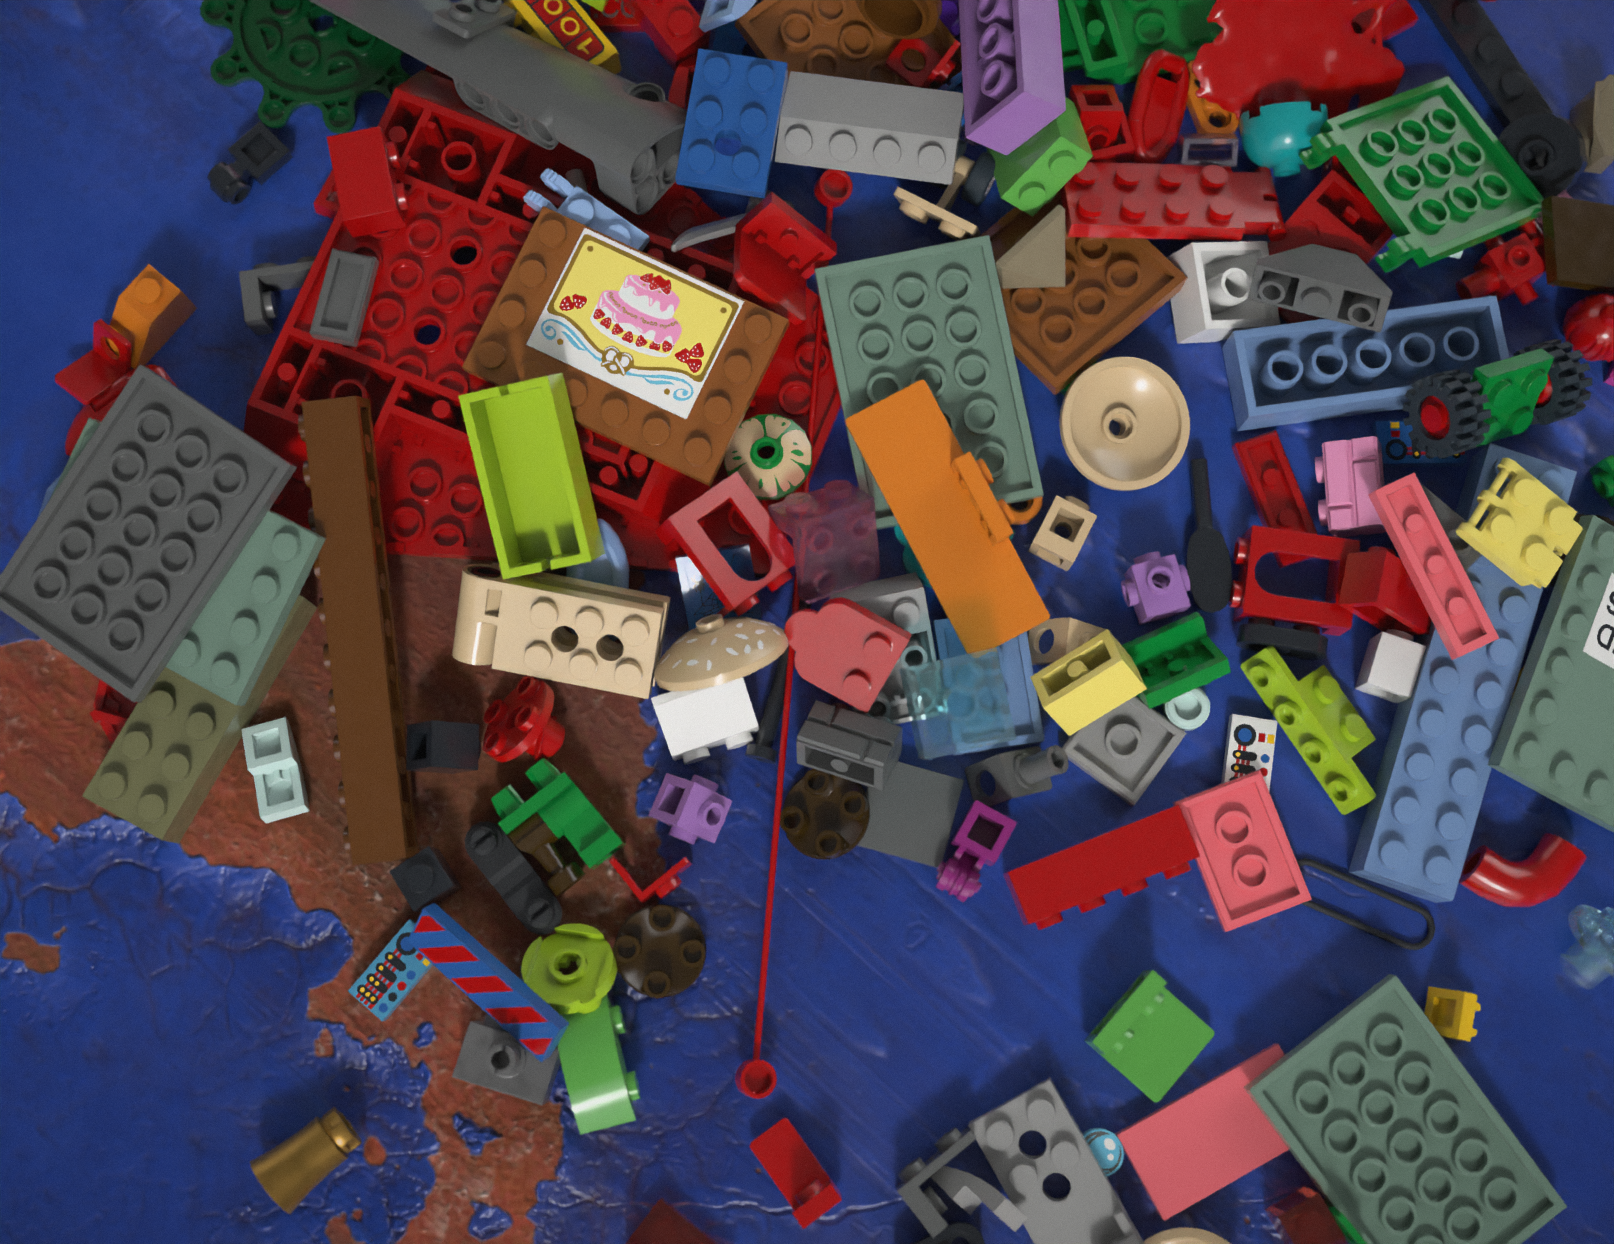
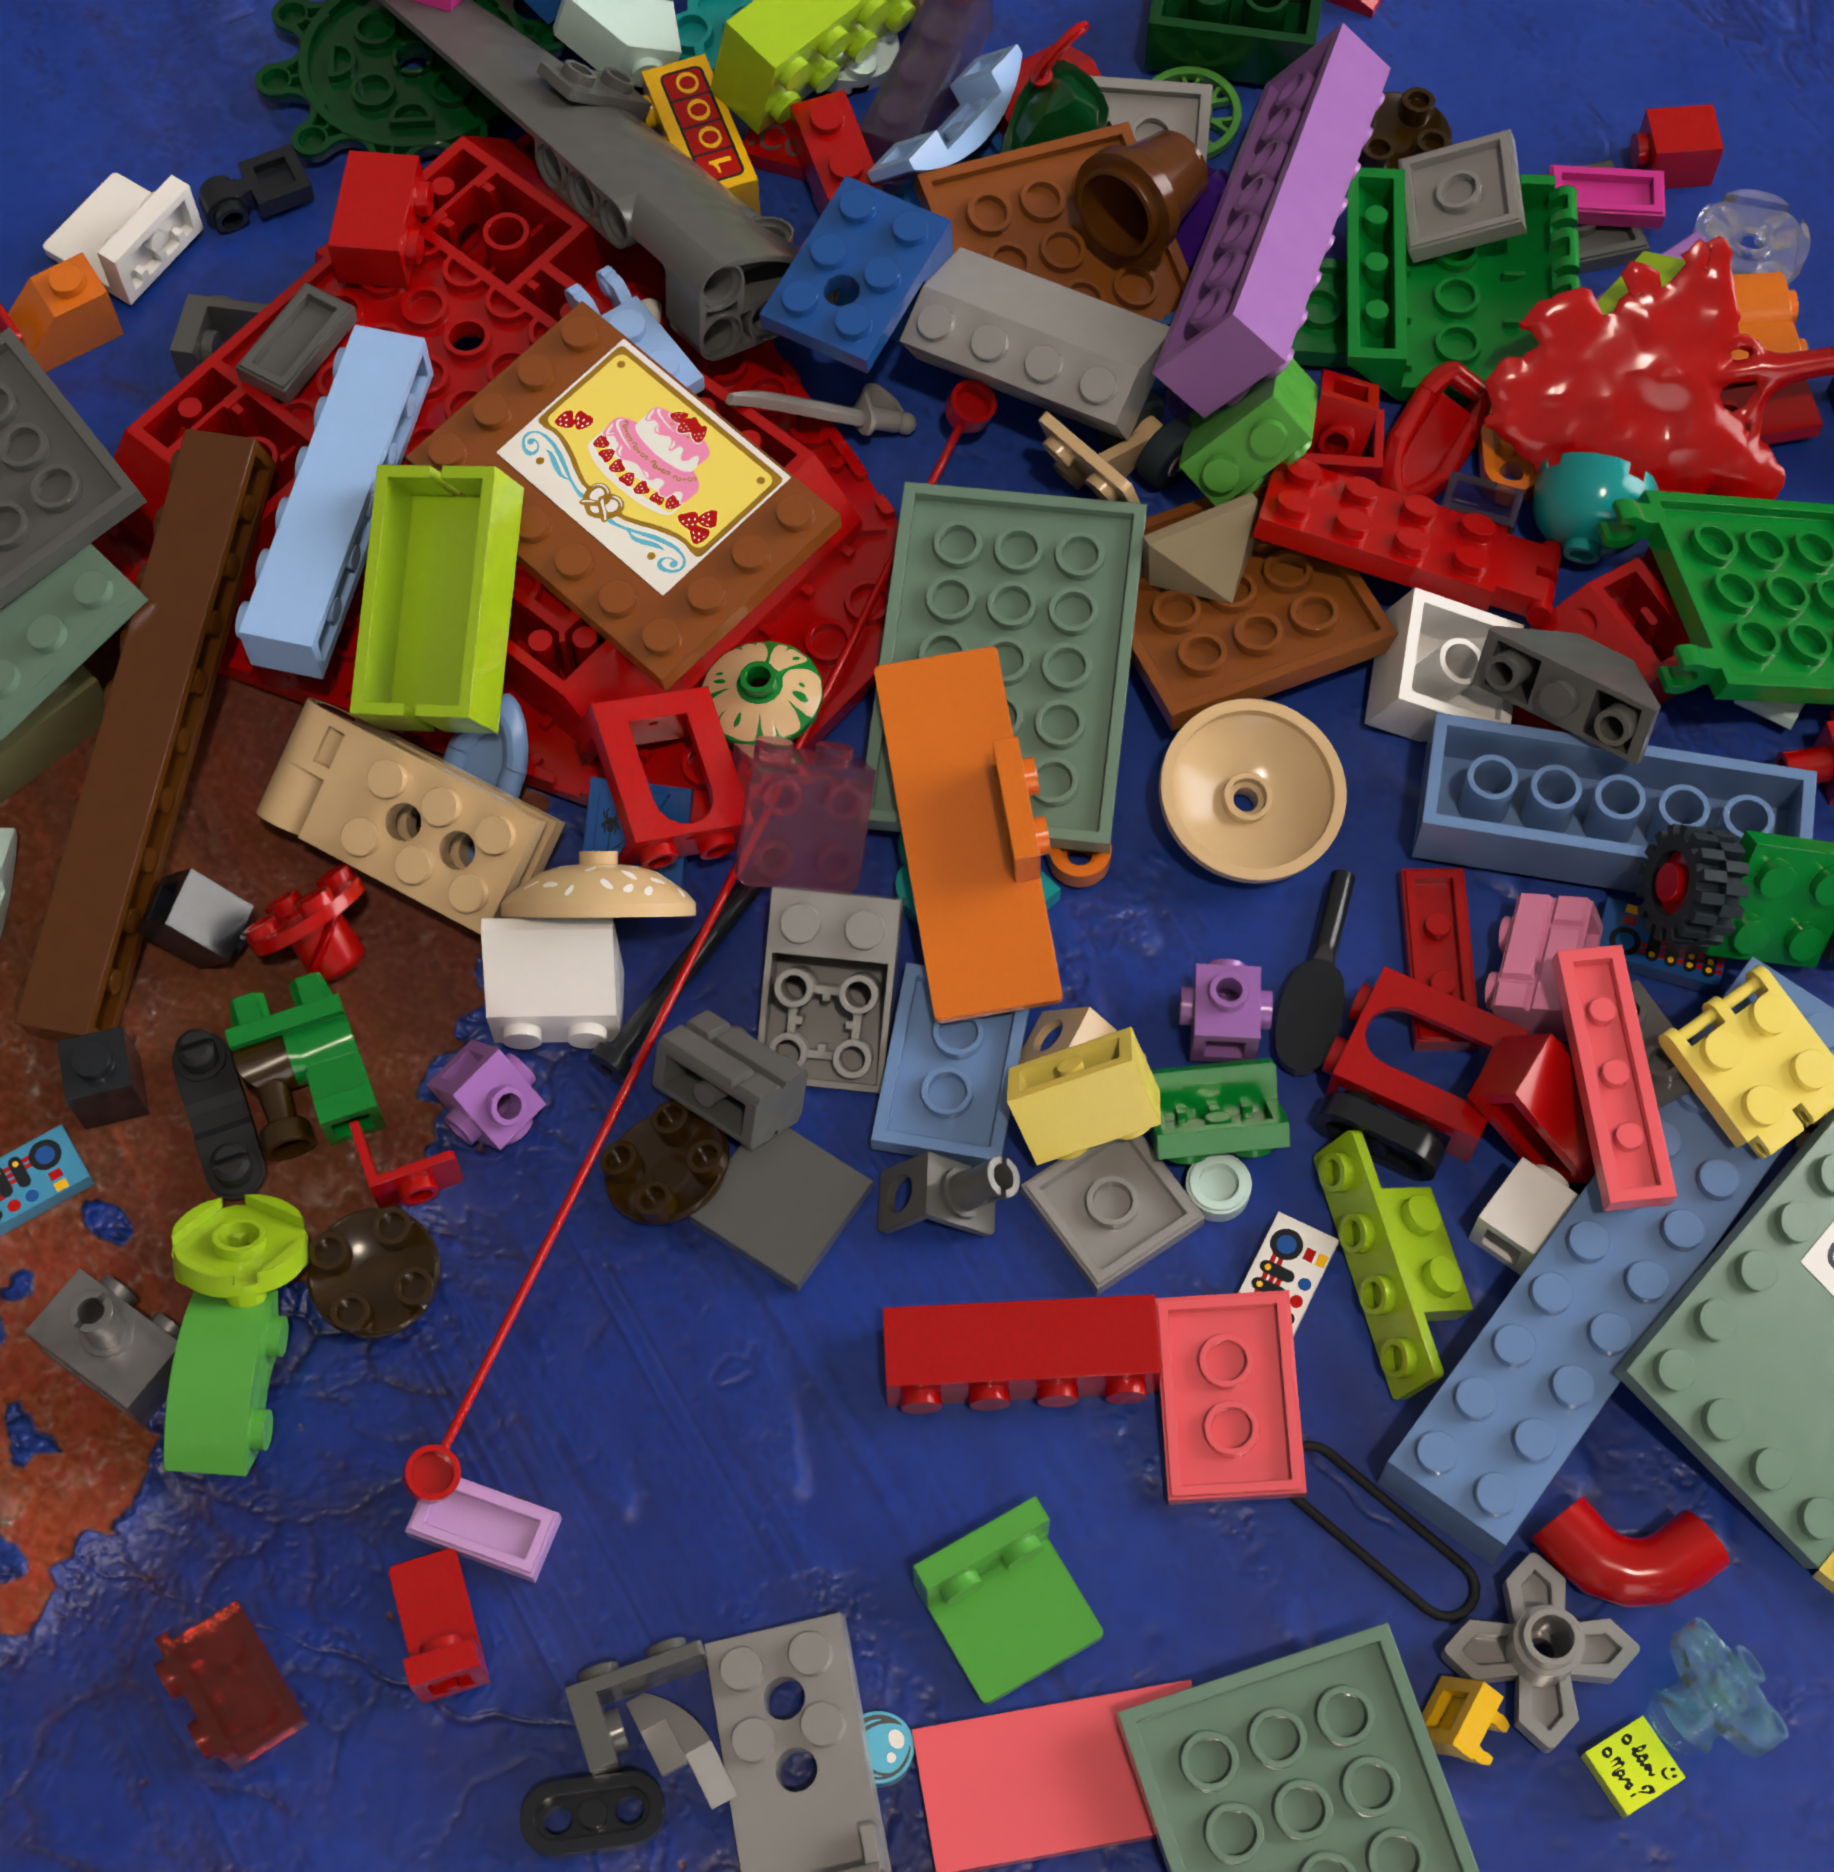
camera: 20 degrees right, 15 degrees down
(166, 230) = (128, 232): none -> white bracket
(427, 417) = (326, 520): none -> light blue brick
(488, 982) = (124, 1223): blue tile -> none
(777, 254) = (863, 450): red bracket -> none
(803, 1095) = (488, 1528): none -> lavender tile
(845, 649) = (767, 949): plate -> none
(935, 68) = (1157, 297): red bracket -> none
(957, 704) = (889, 1058): clear light blue brick -> none
(977, 843) = (861, 1262): magenta brick -> none
(1055, 549) = (1122, 884): tan brick -> none
(1478, 936) = (1543, 1686): none -> light grey plant
(1561, 1005) = (1632, 1767): none -> neon yellow tile

